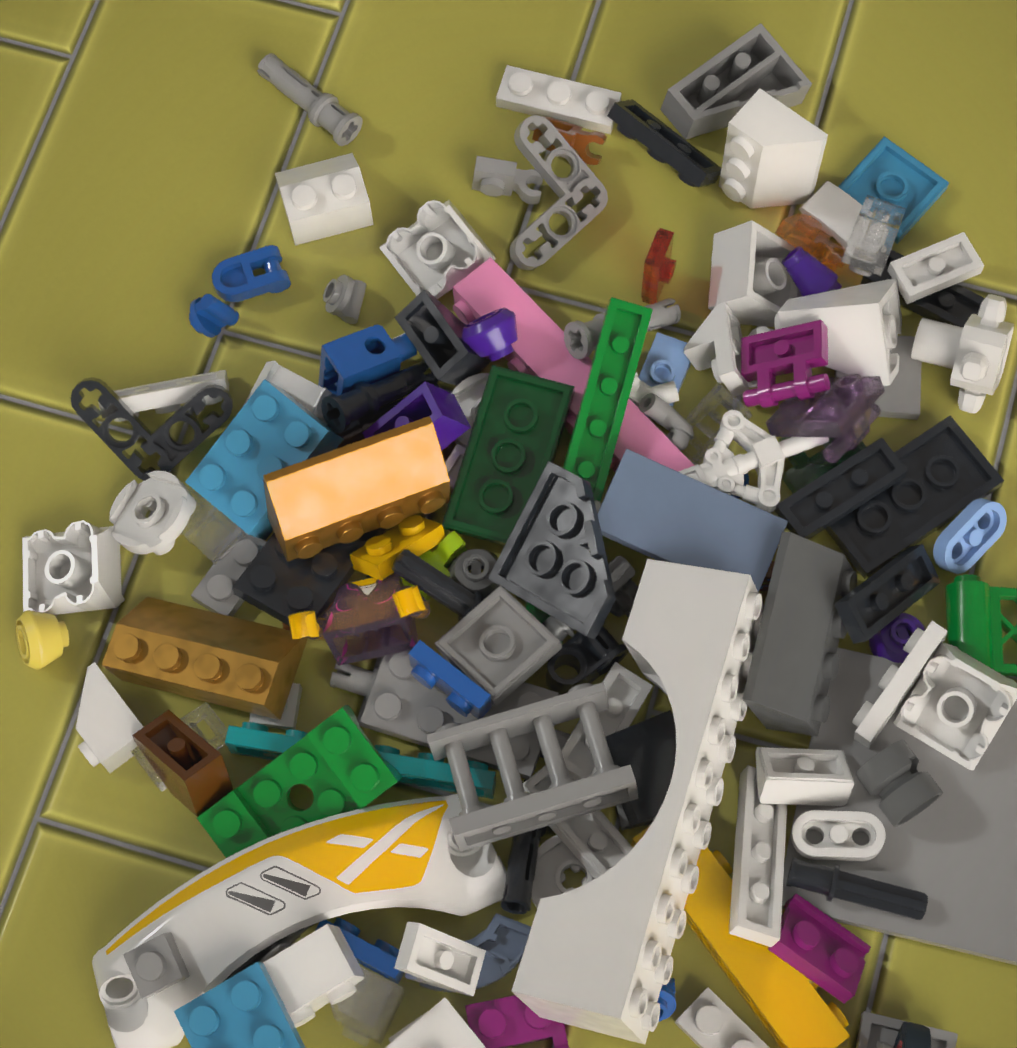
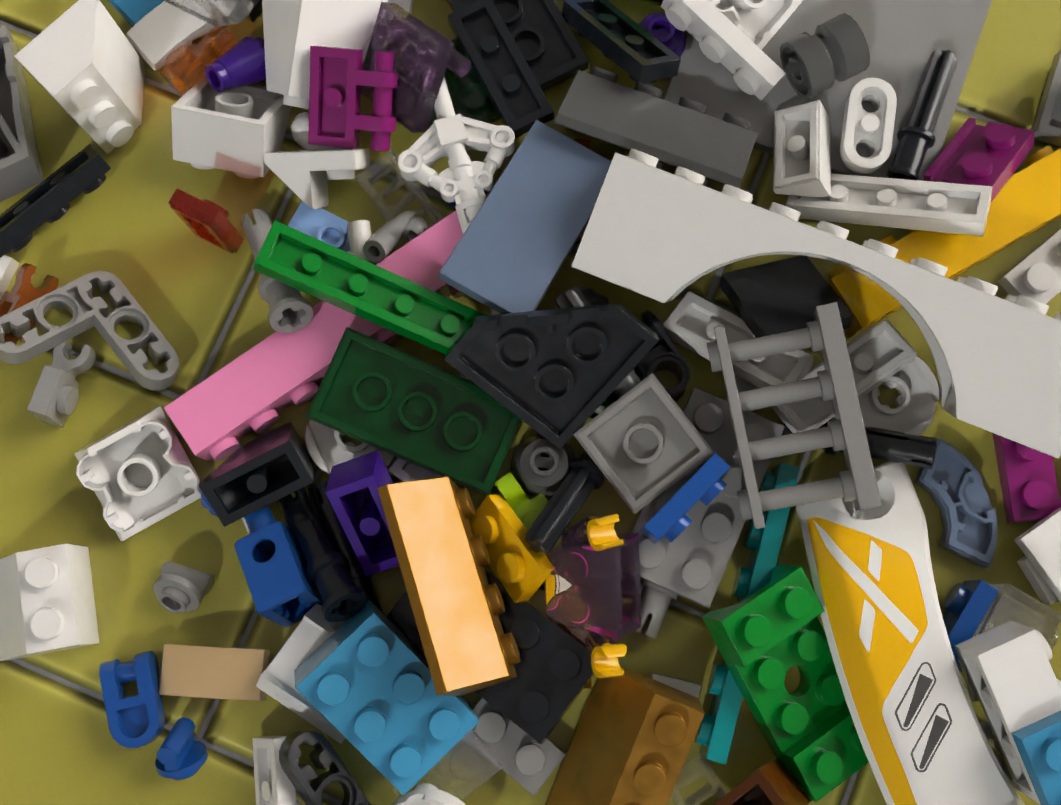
camera: 85 degrees left, 10 degrees up
(277, 330) = (213, 672): none -> tan slope
(439, 959) = (980, 542): white slope -> none
(492, 334) = (267, 412): dark purple cone -> none

